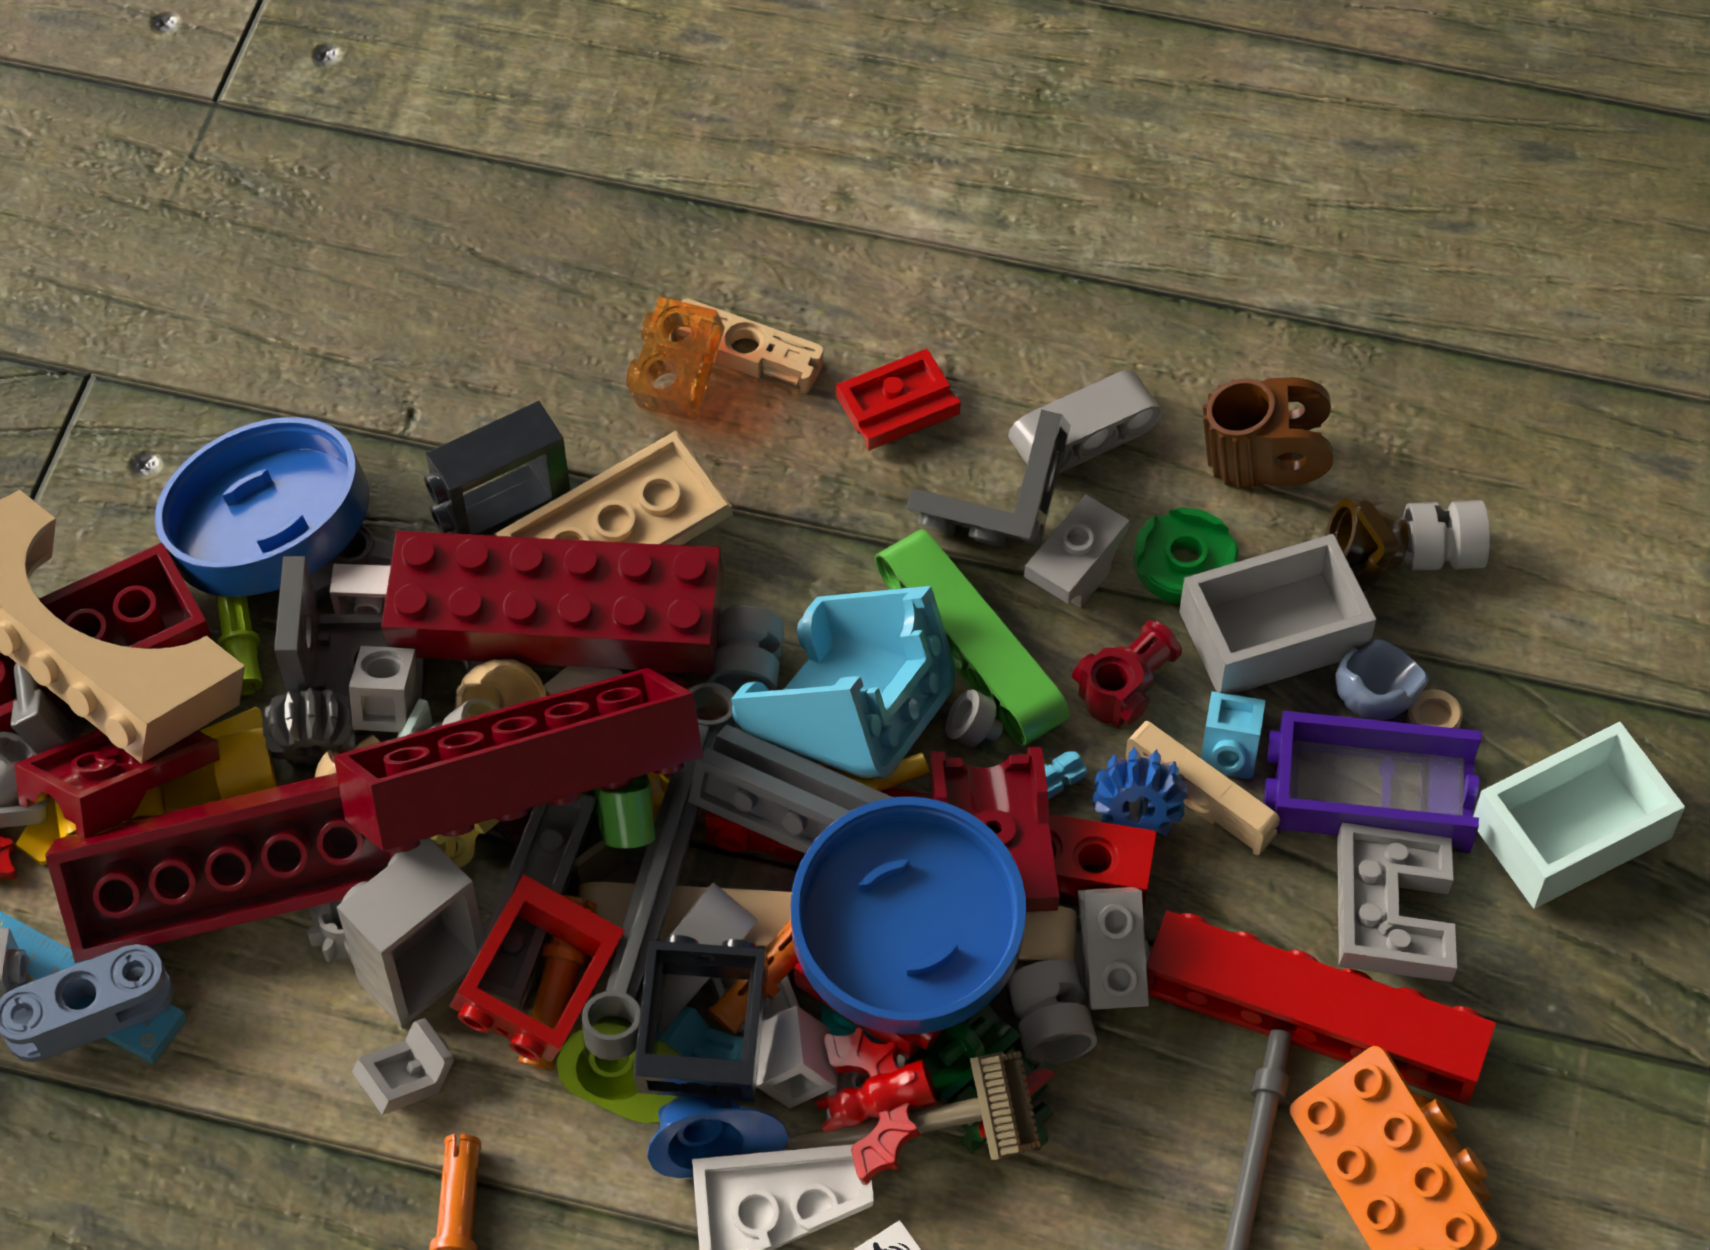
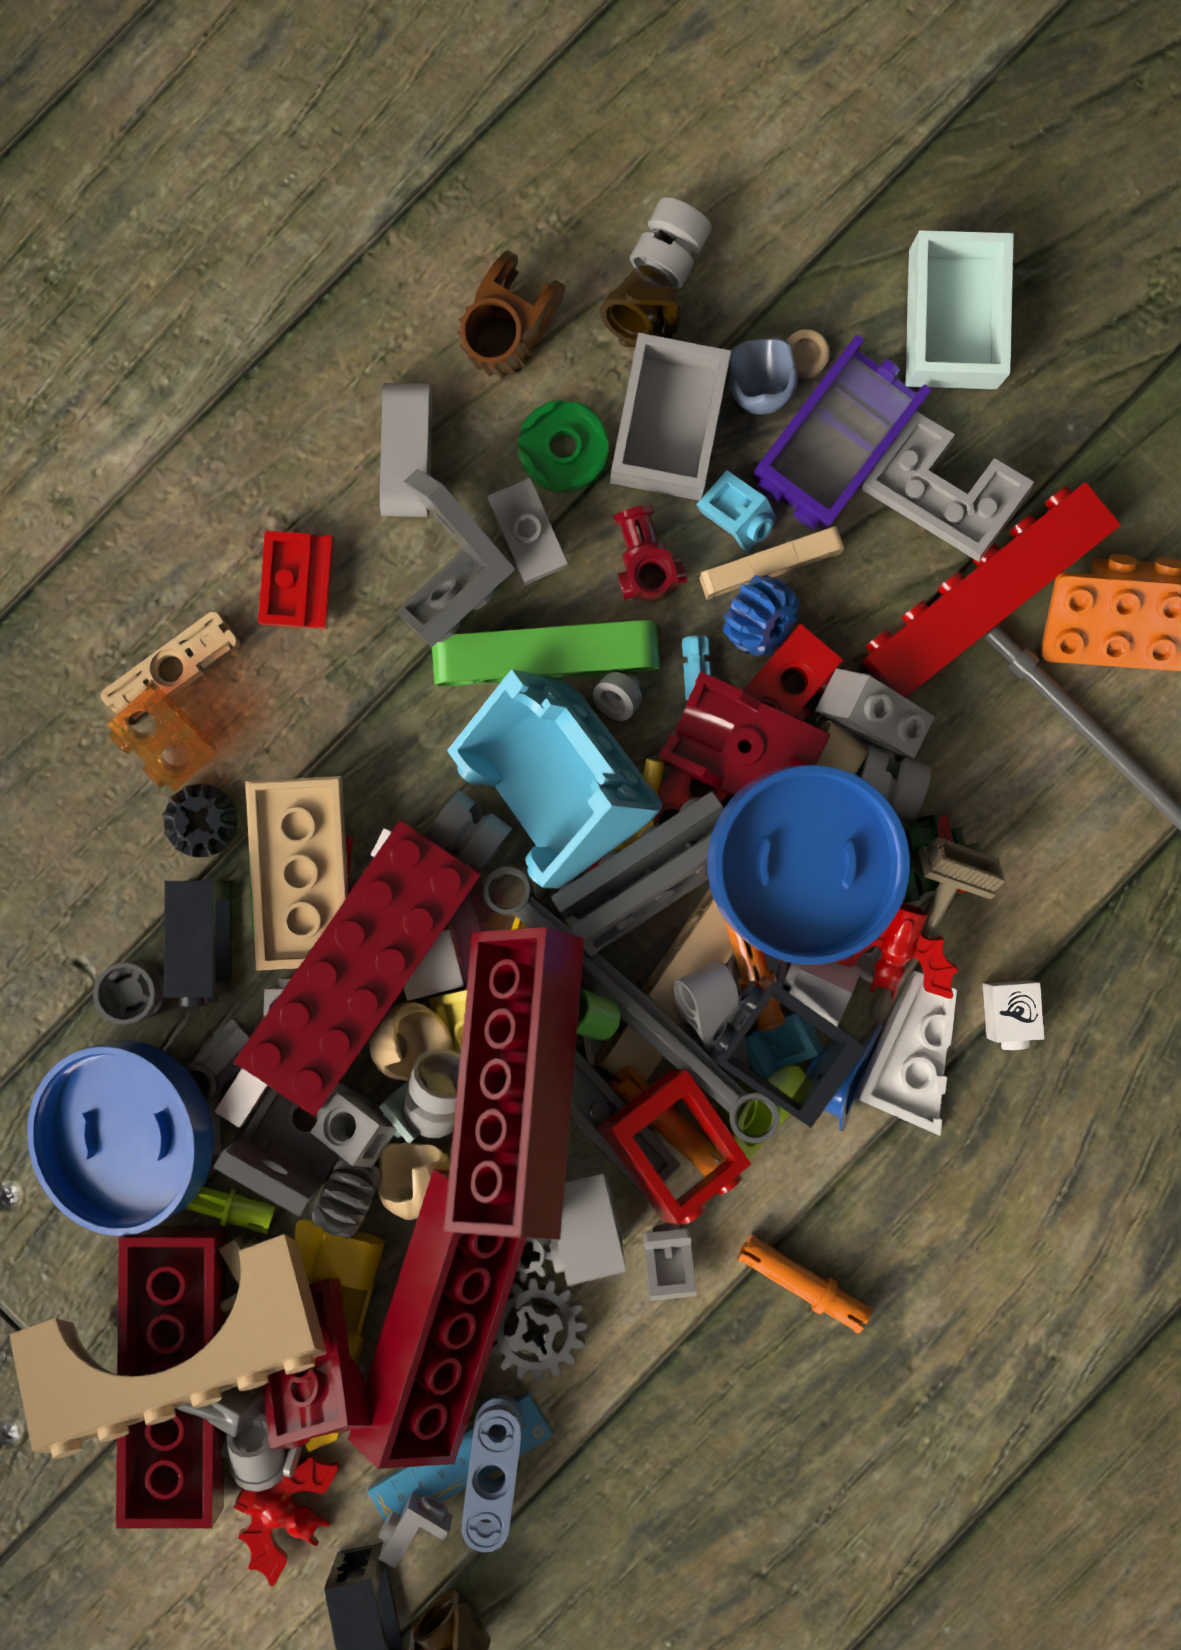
camera: 65 degrees left, 30 degrees up
(263, 973) = (554, 1317): none -> dark grey gear
(402, 445) = (130, 991): none -> dark grey wheel
(591, 433) = (221, 818): none -> black gear

